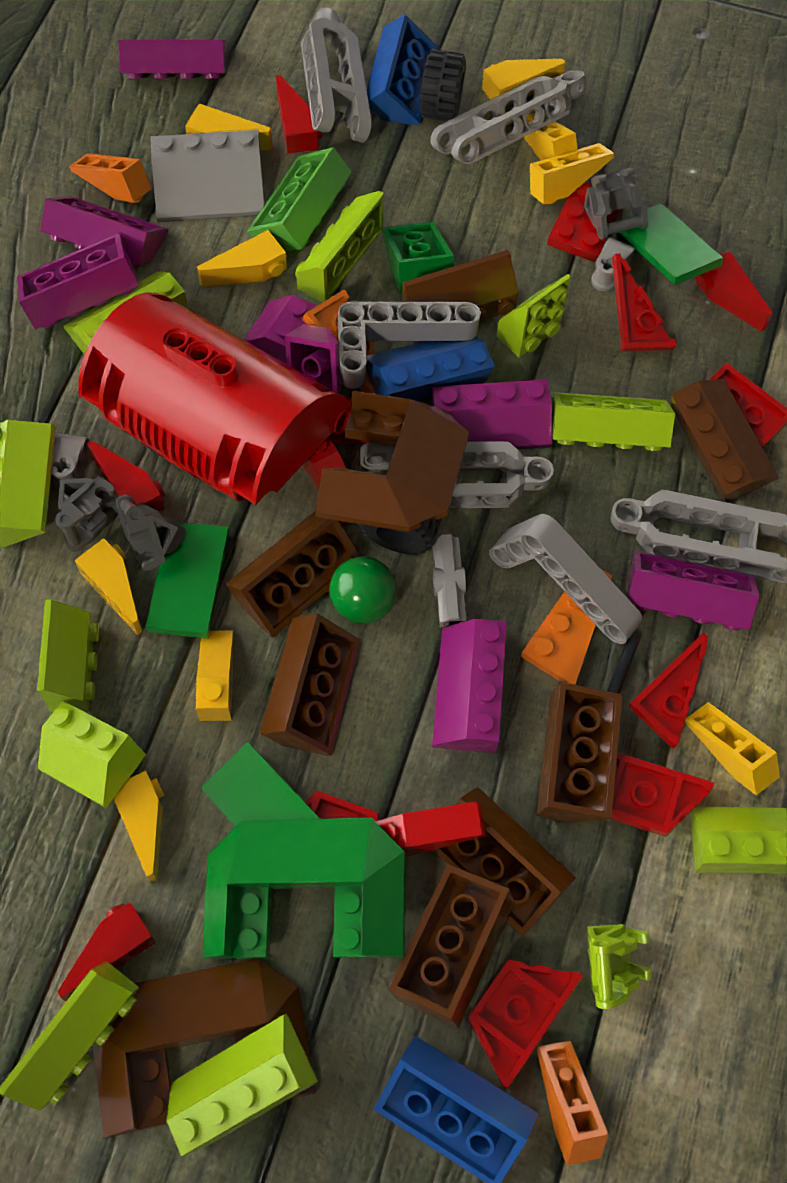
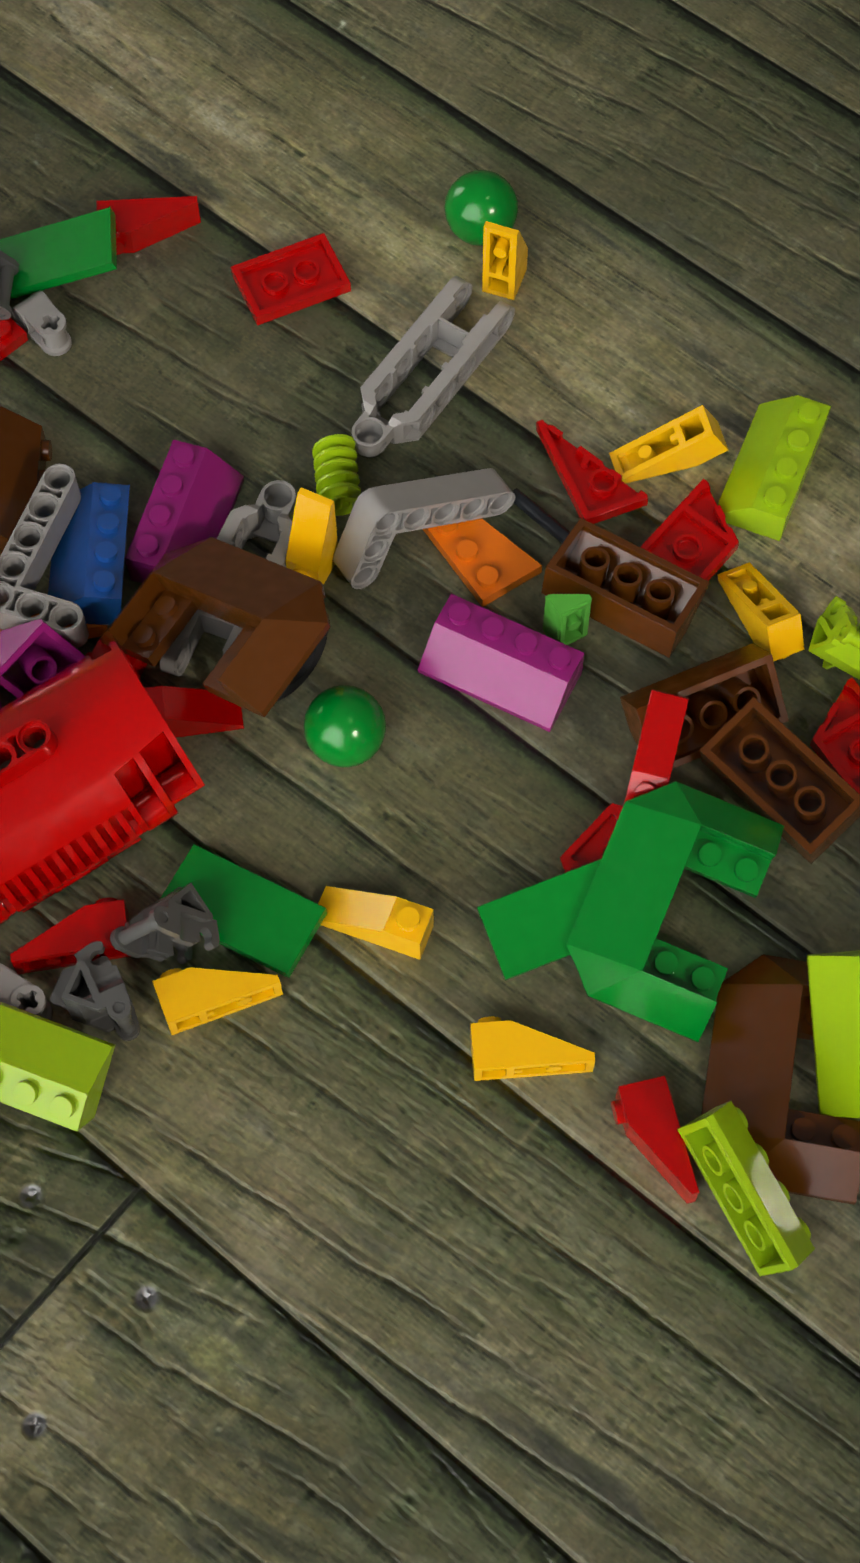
camera: 65 degrees left, 0 degrees up
(67, 656) = (290, 1071): lime slope -> none
(87, 754) = (424, 1081): lime slope -> none
(292, 573) = (284, 792): reddish brown slope -> none
(311, 685) = (431, 823): reddish brown slope -> none
(449, 580) = (373, 640): light grey piece -> none
(502, 504) = (312, 536): none -> yellow slope
(526, 718) = (566, 616): none -> bright green slope
(534, 318) = (82, 419): lime slope -> none
(581, 501) = (337, 471): none -> lime piece
(612, 421) = (249, 400): lime slope -> none
(612, 877) = (763, 611): none -> yellow slope
(638, 322) = (128, 325): red wing -> none
(692, 591) = (483, 412): magenta slope -> none
(722, 439) = (325, 310): reddish brown slope -> none

